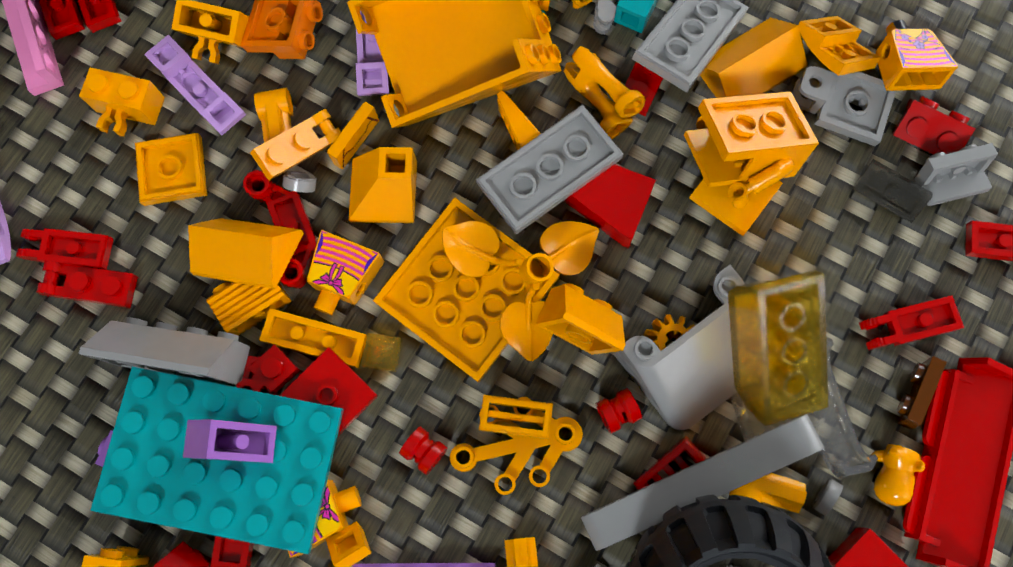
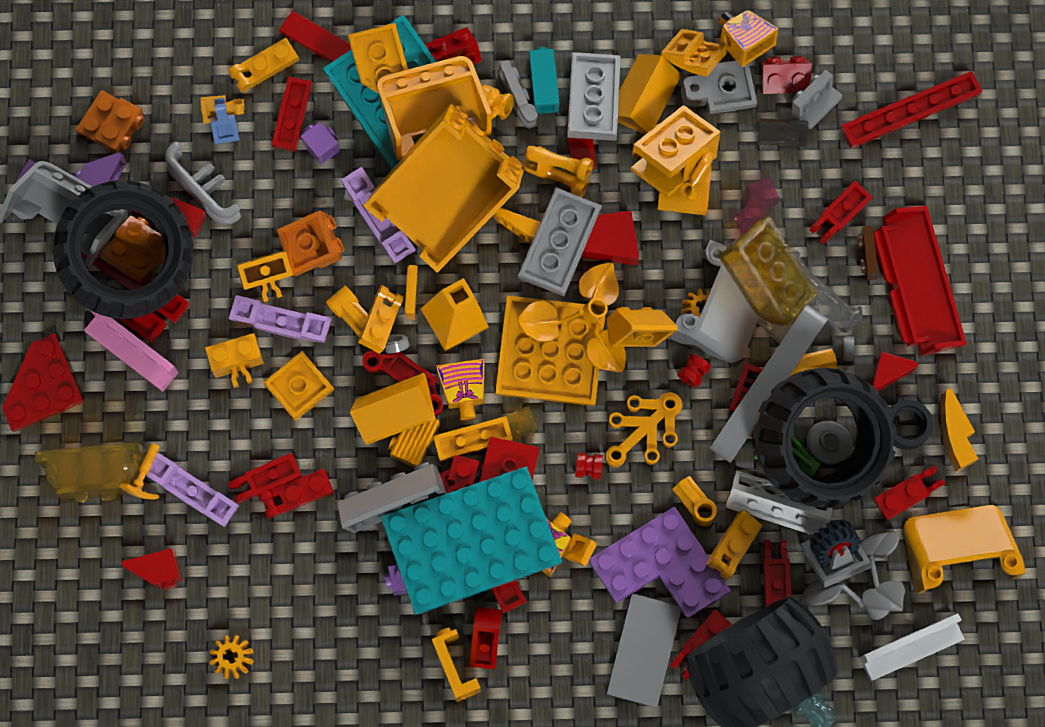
camera: 40 degrees left, 0 degrees up
(229, 441) = (476, 520): medium lavender slope -> none
(486, 413) = (614, 419): light orange tile -> none
(823, 251) = (760, 197): none -> clear pink tile
(896, 478) = (882, 313): light orange animal -> none

